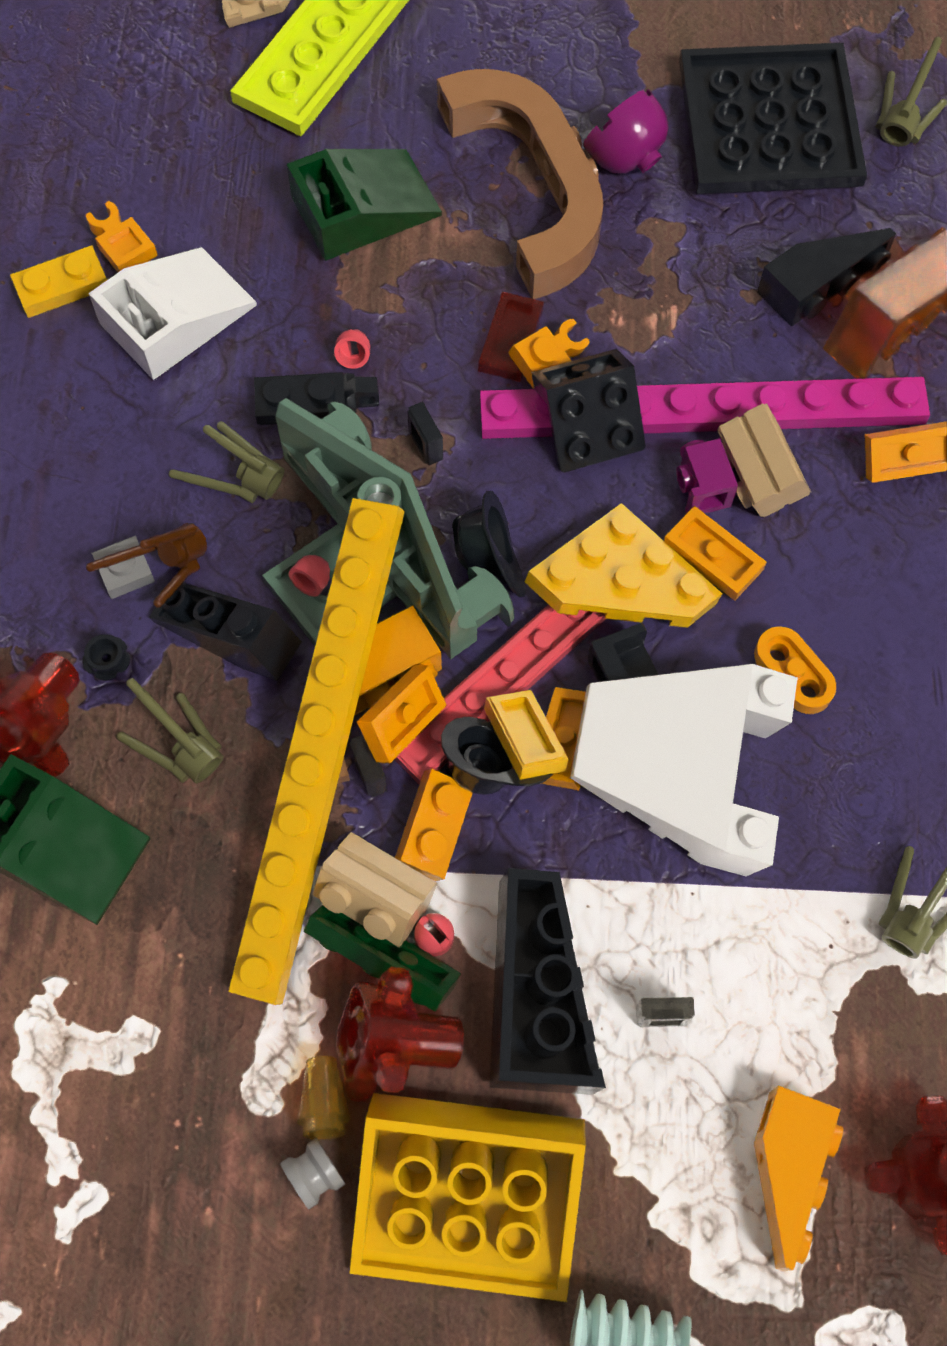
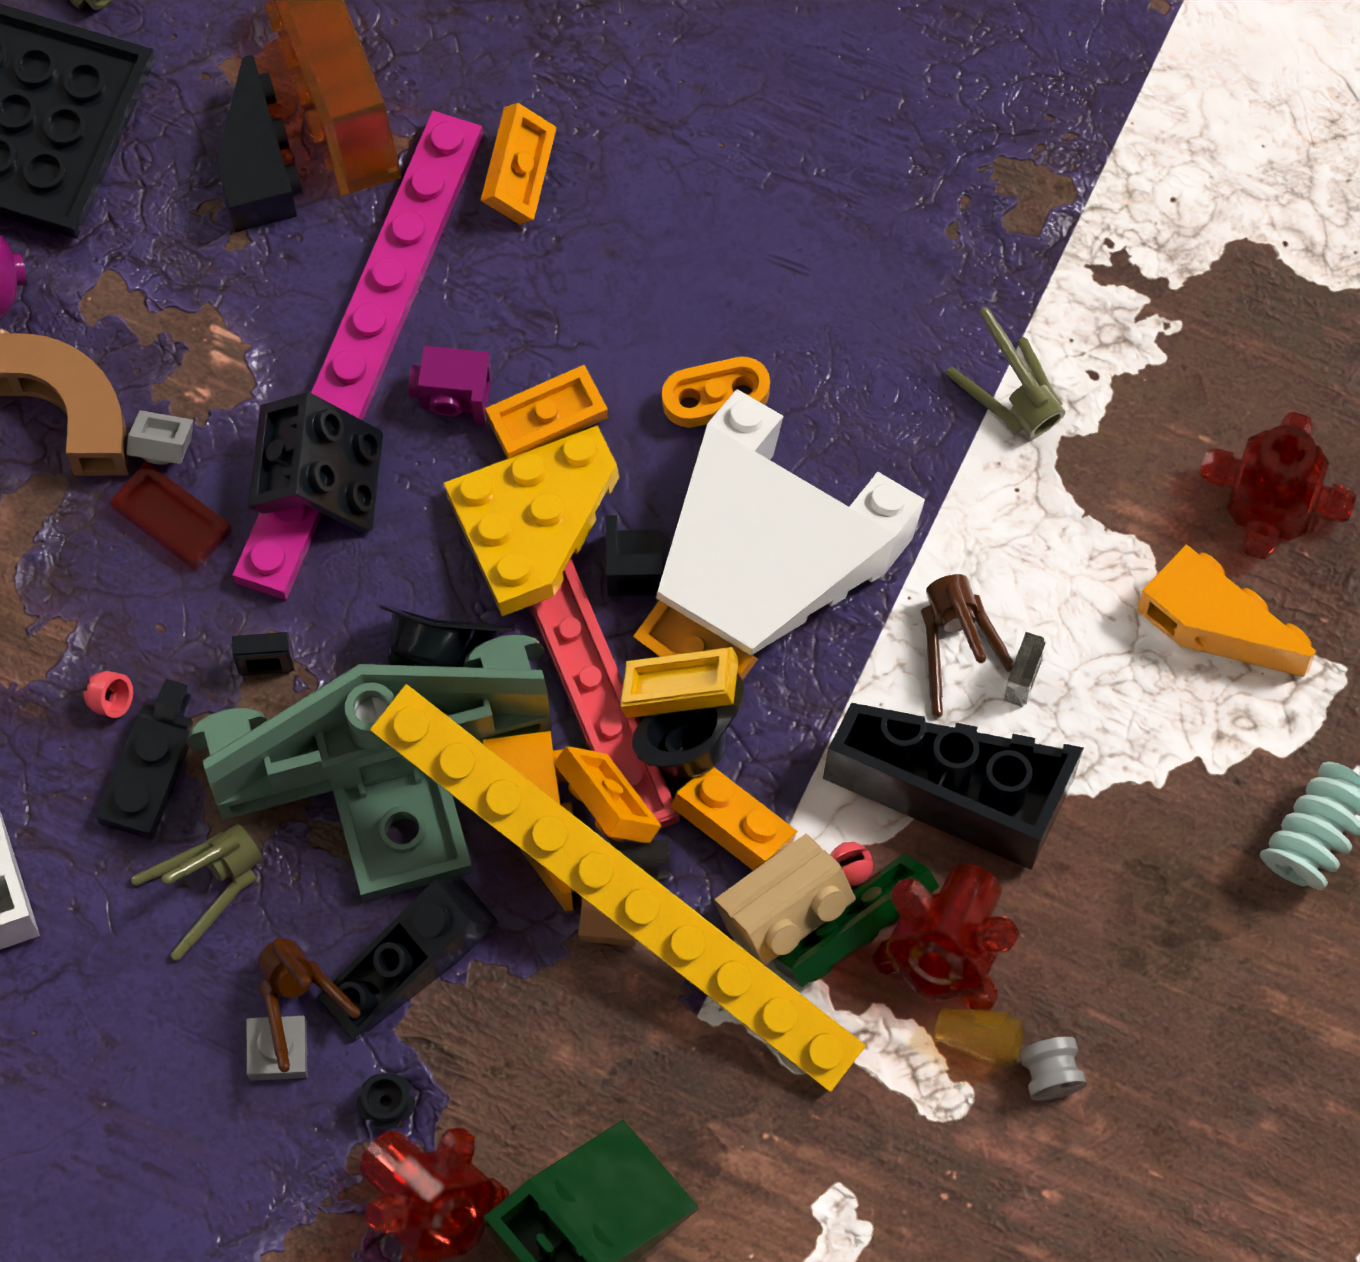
camera: 65 degrees left, 0 degrees up
(195, 755) = (546, 1037): olive plant -> none
(310, 574) = (392, 837): coral hinge -> none
(468, 1196) = (1131, 926): yellow slope -> none
(546, 350) = (217, 488): light orange plate -> none
(564, 300) = (159, 437): none -> light grey plate
(694, 931) = (957, 610): none -> reddish brown plant
(762, 461) = (465, 315): tan brick -> none

